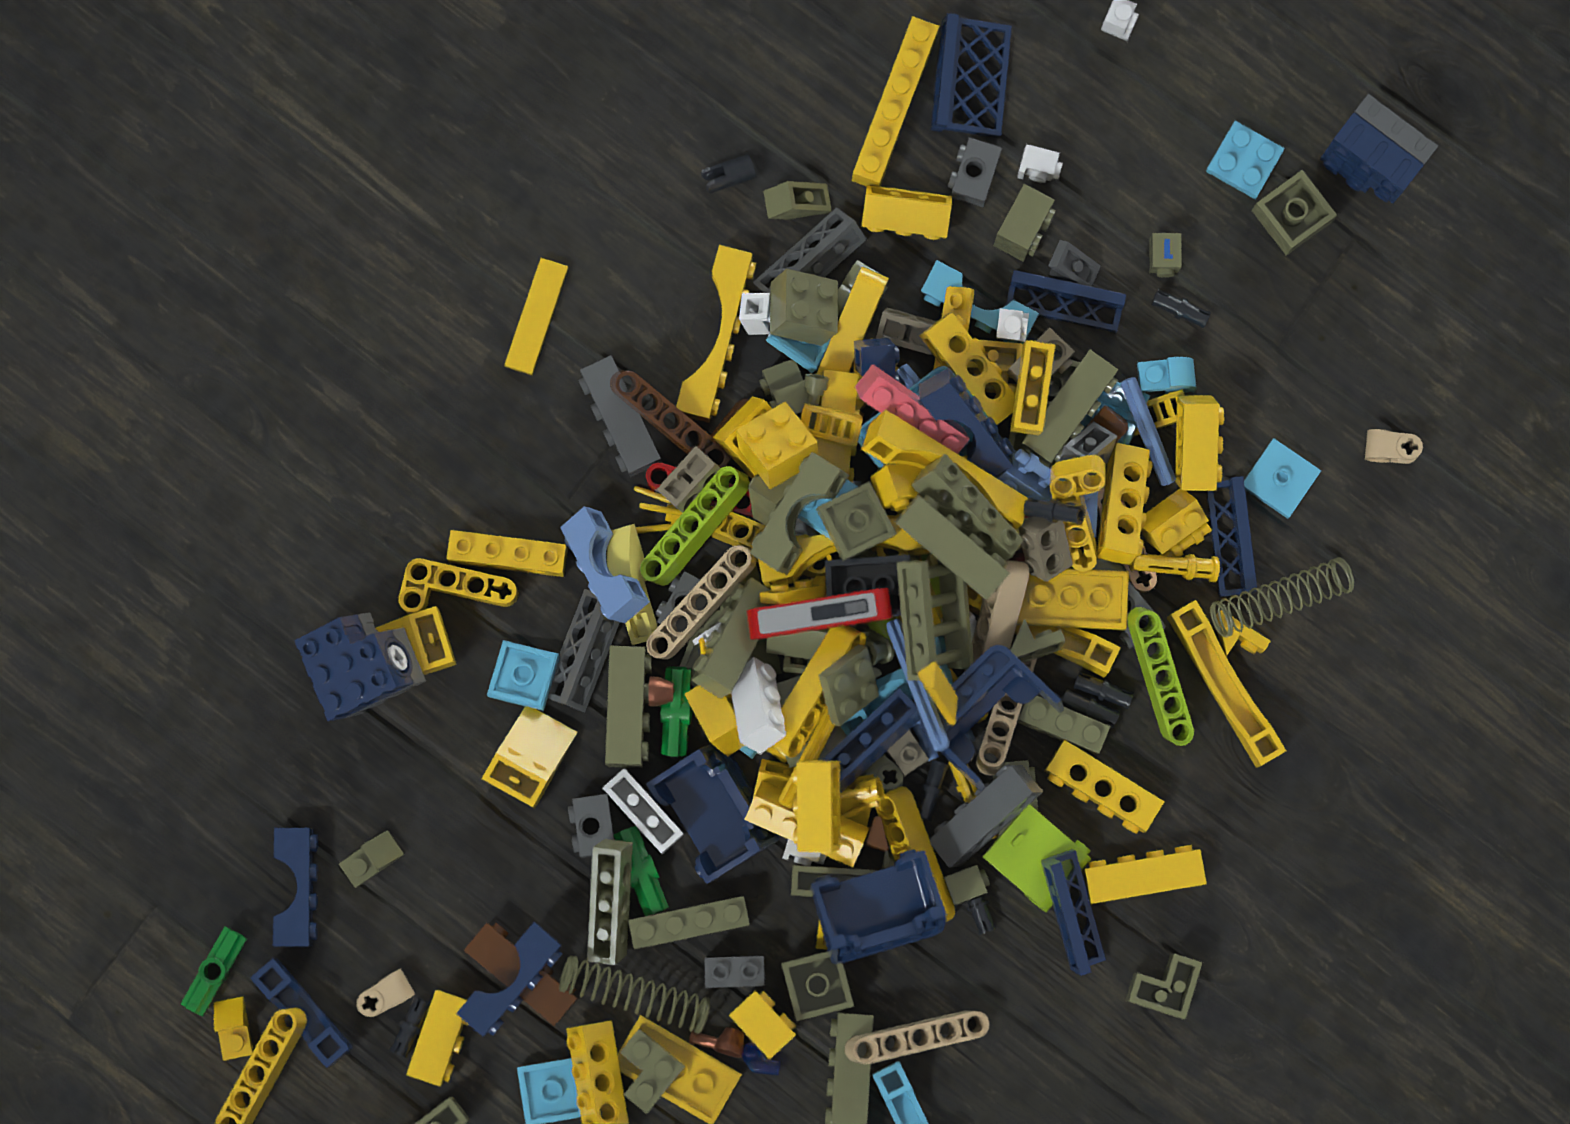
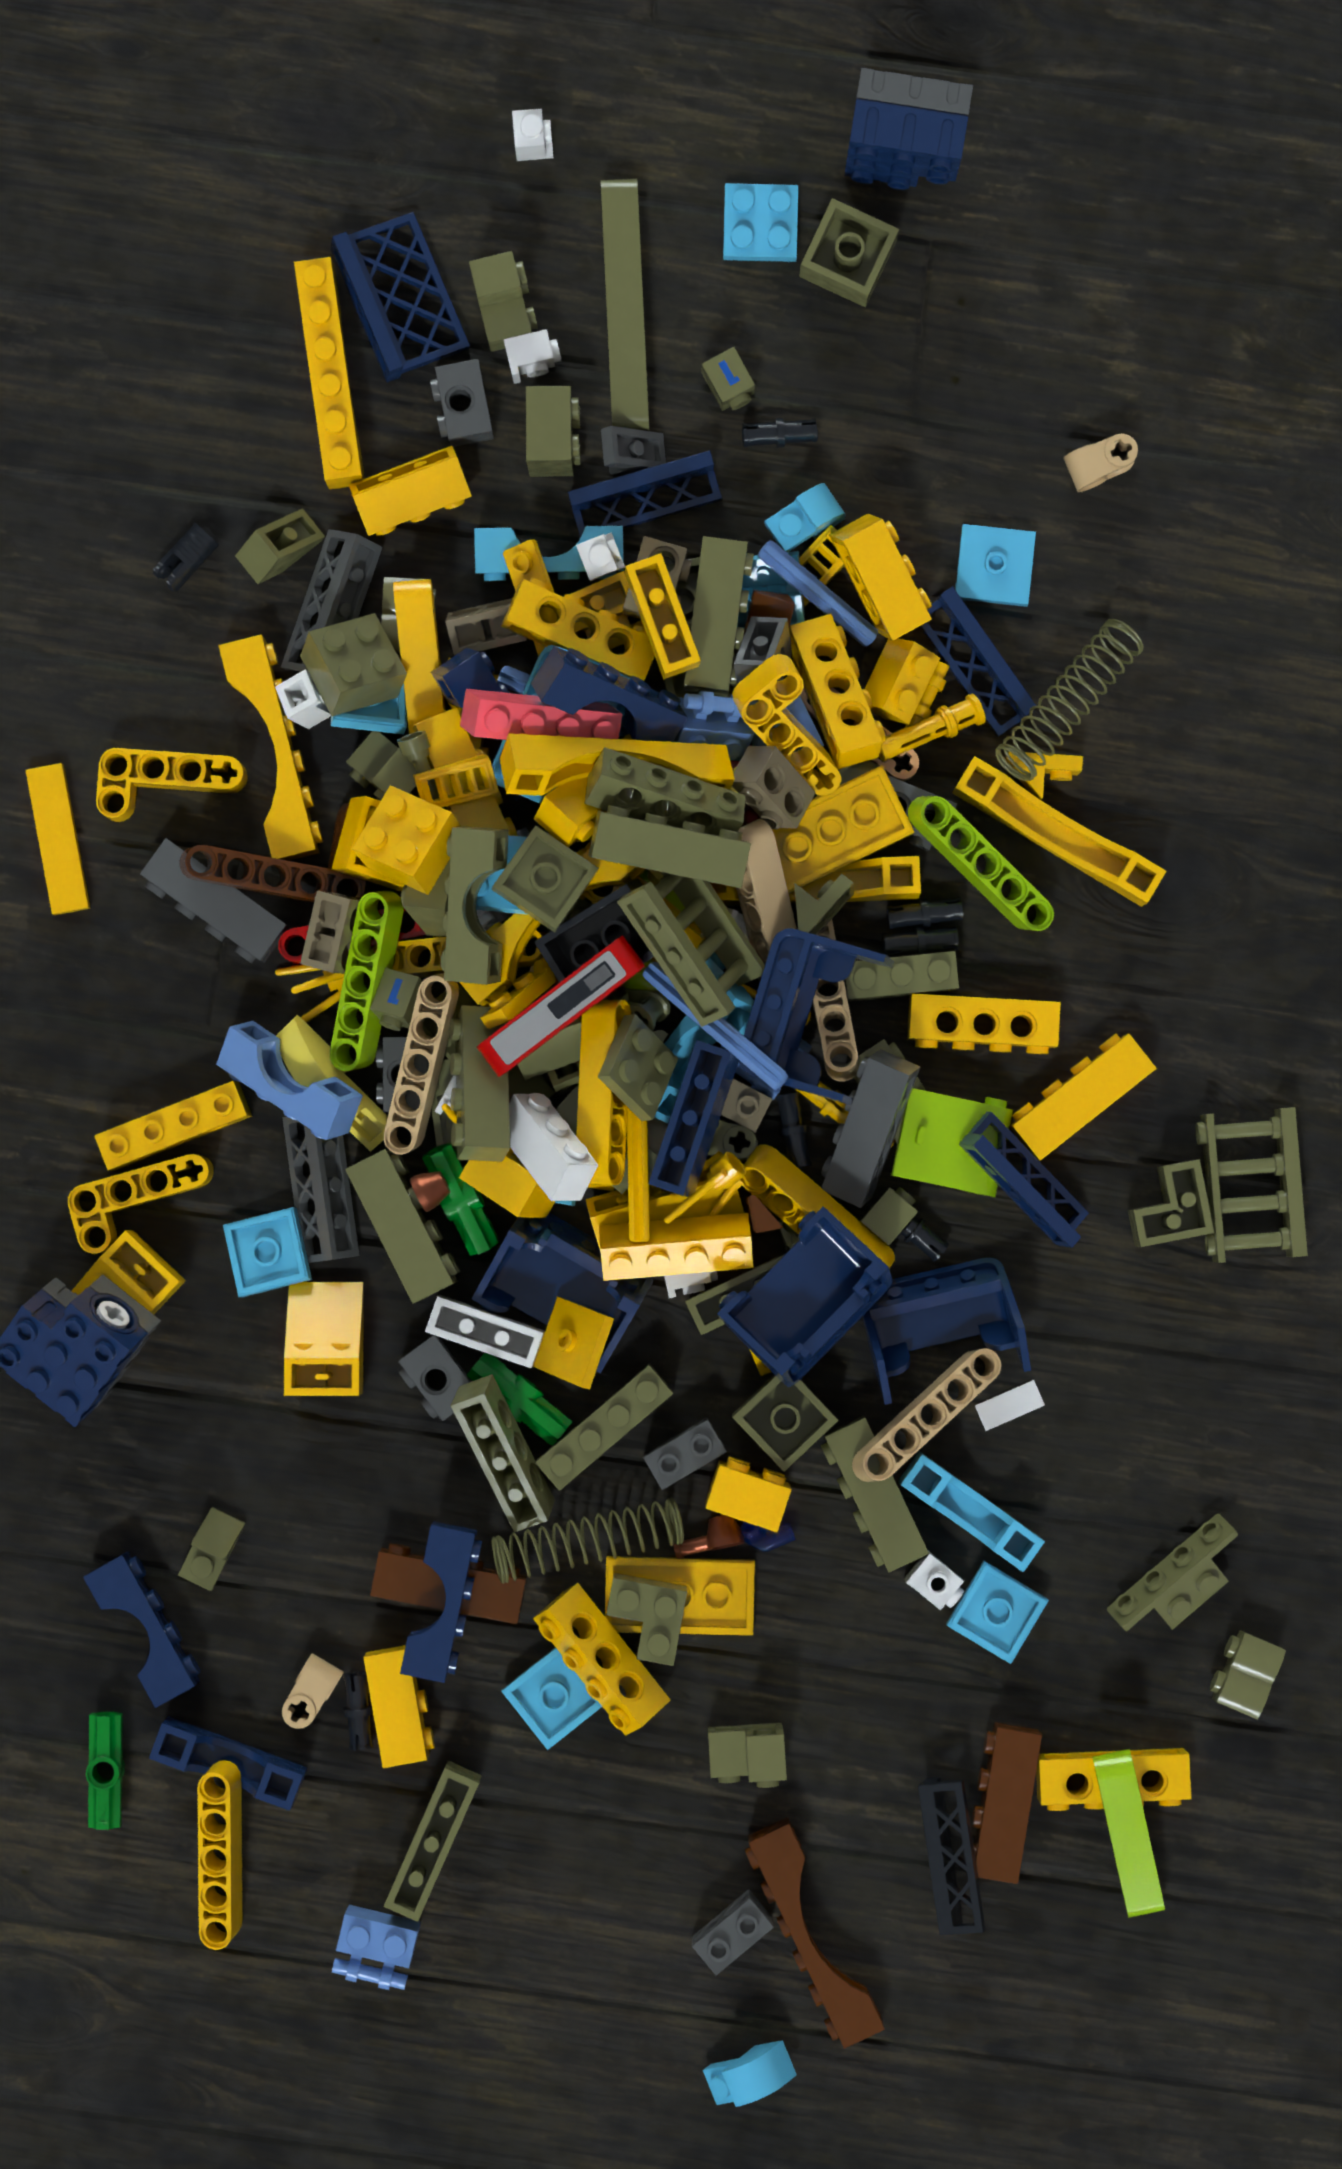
camera: 20 degrees left, 5 degrees up
(233, 1028) = (162, 1820): yellow slope -> none
(637, 317) = (171, 778): none -> yellow beam
(700, 852) = (573, 1342): none -> yellow plate
(708, 549) = (395, 999): none -> olive brick
(817, 806) = (677, 1224): yellow brick -> none
(940, 691) = (745, 1020): yellow slope -> none
(965, 970) = (940, 1309): none -> dark blue windscreen
(978, 1064) = (1009, 1405): none -> white sticker
(1041, 110) = (500, 293): none -> olive brick
(1054, 510) = (762, 743): black pin -> none
(1122, 165) = (624, 304): none -> olive beam
(1247, 1026) = (1283, 1164): none -> olive fence

